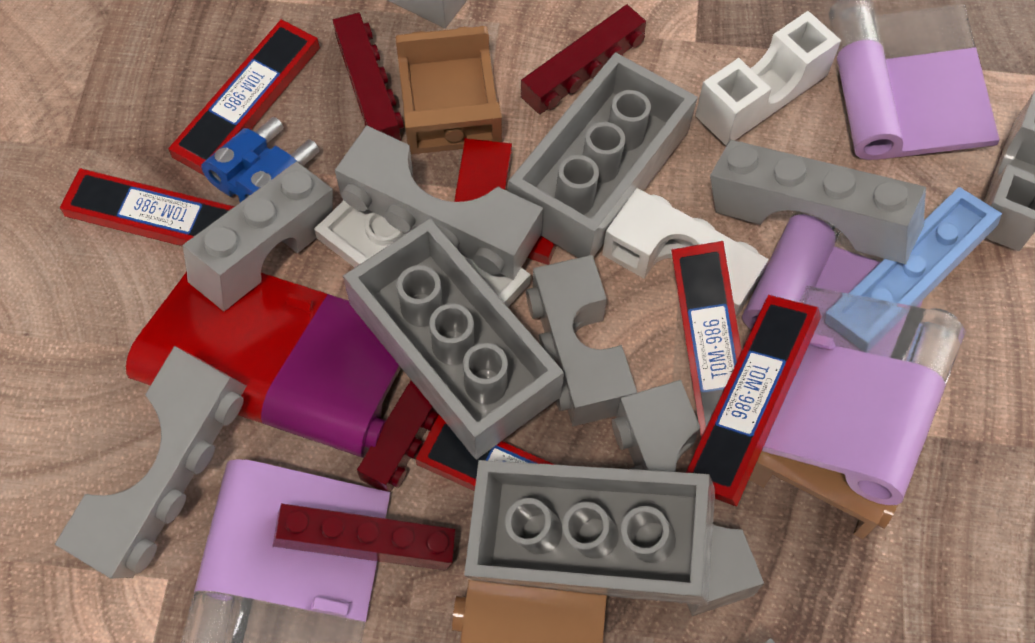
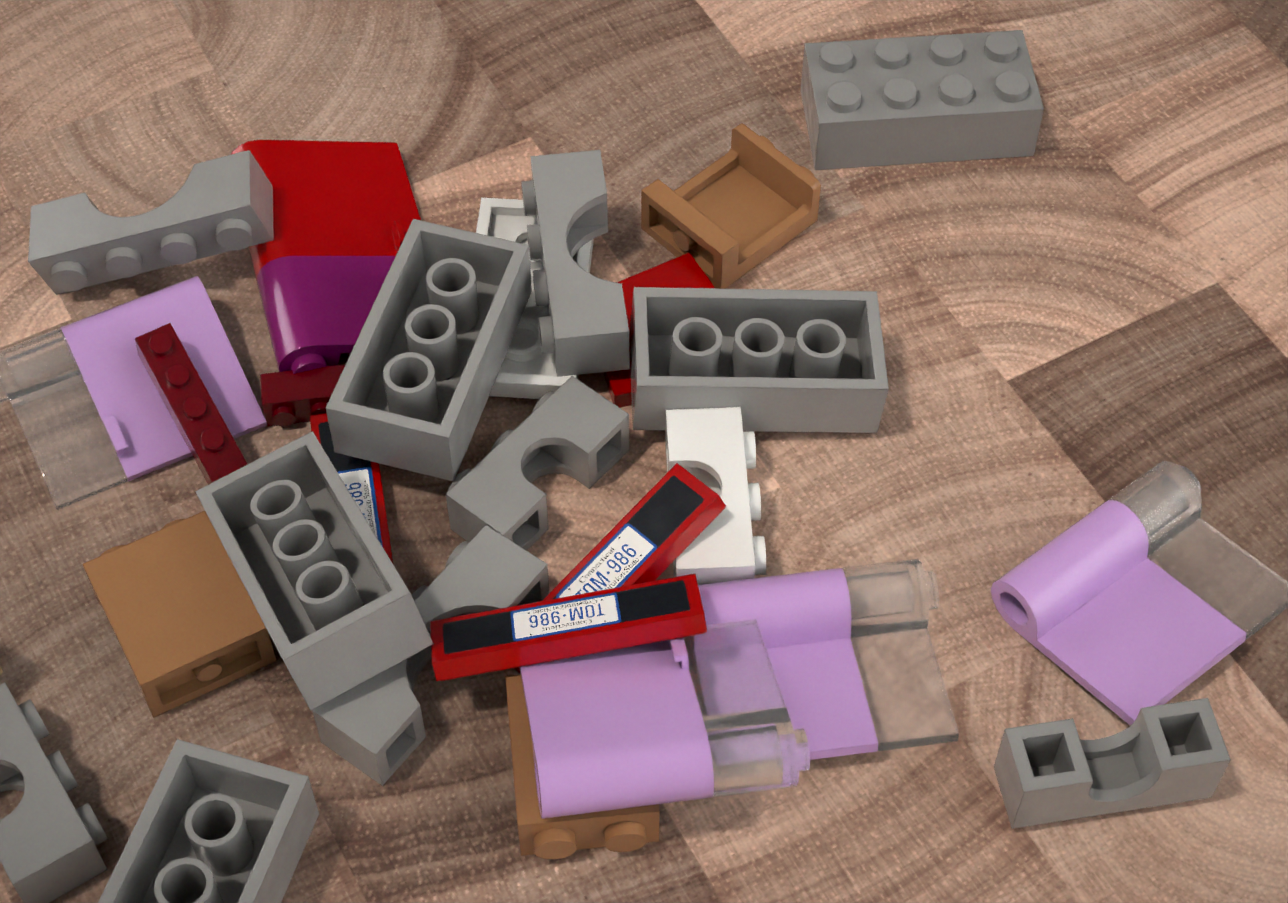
camera: 55 degrees right, 10 degrees down
(139, 208) = (412, 95): tile -> none
(229, 253) = (400, 142): light grey arch -> none
(246, 94) = (587, 71): tile -> none
(249, 164) = (510, 122): blue piece -> none
(365, 75) = (690, 138): dark red piece -> none
(582, 59) = (901, 294): dark red piece -> none
(745, 96) = (1030, 469): white arch -> none
(871, 210) = (877, 597): light grey arch -> none
(943, 244) = (893, 711): light blue plate -> none

